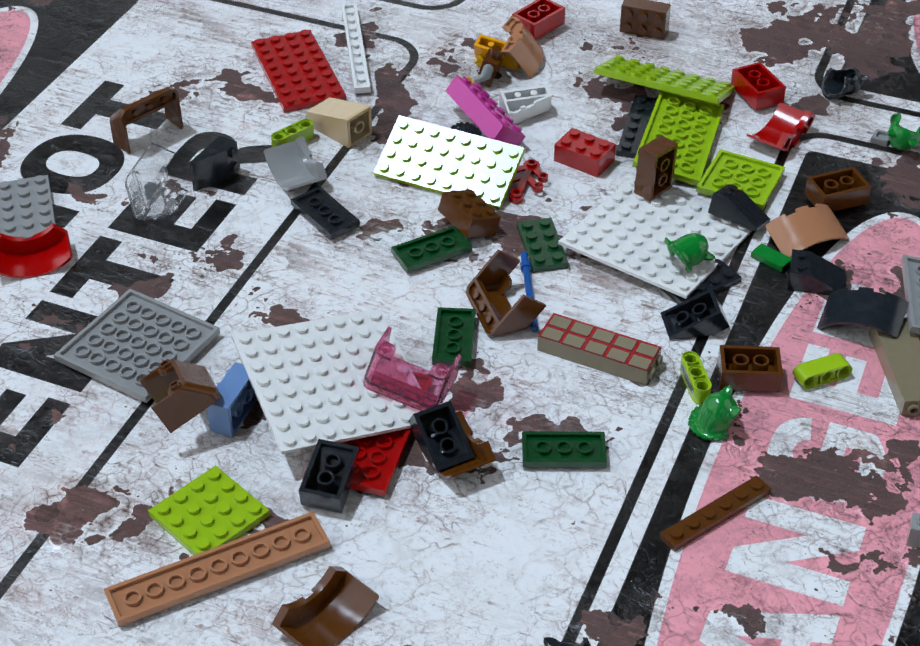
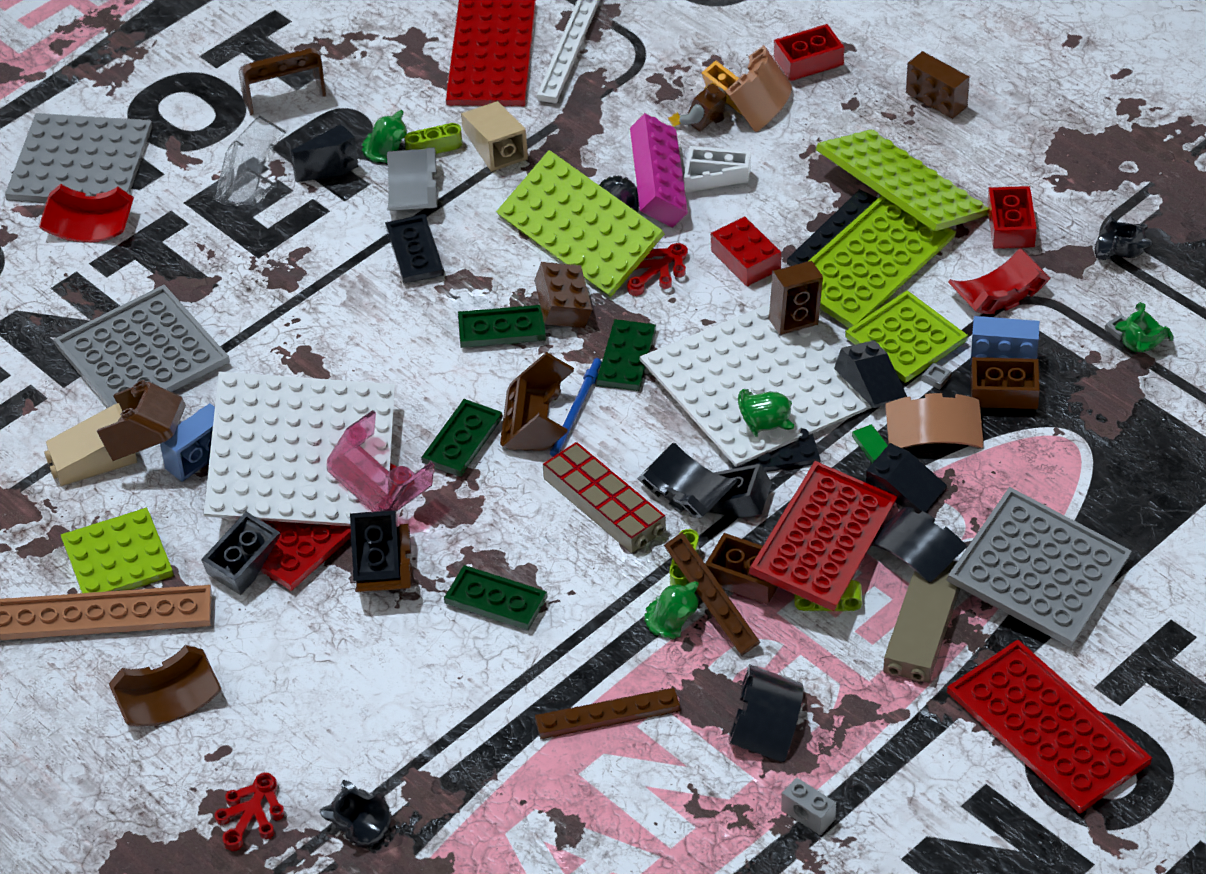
camera: 25 degrees right, 5 degrees up
(135, 431) = (80, 452): none -> tan slope
(254, 141) = (385, 137): none -> green hair
(658, 321) = (685, 482): none -> black panel
(742, 393) = (712, 594): none -> reddish brown plate
(780, 200) = (936, 376): none -> light grey tile
(796, 327) = (823, 535): none -> red plate
(817, 160) = (1004, 338): none -> medium blue brick
(847, 471) = (768, 713): none -> black panel

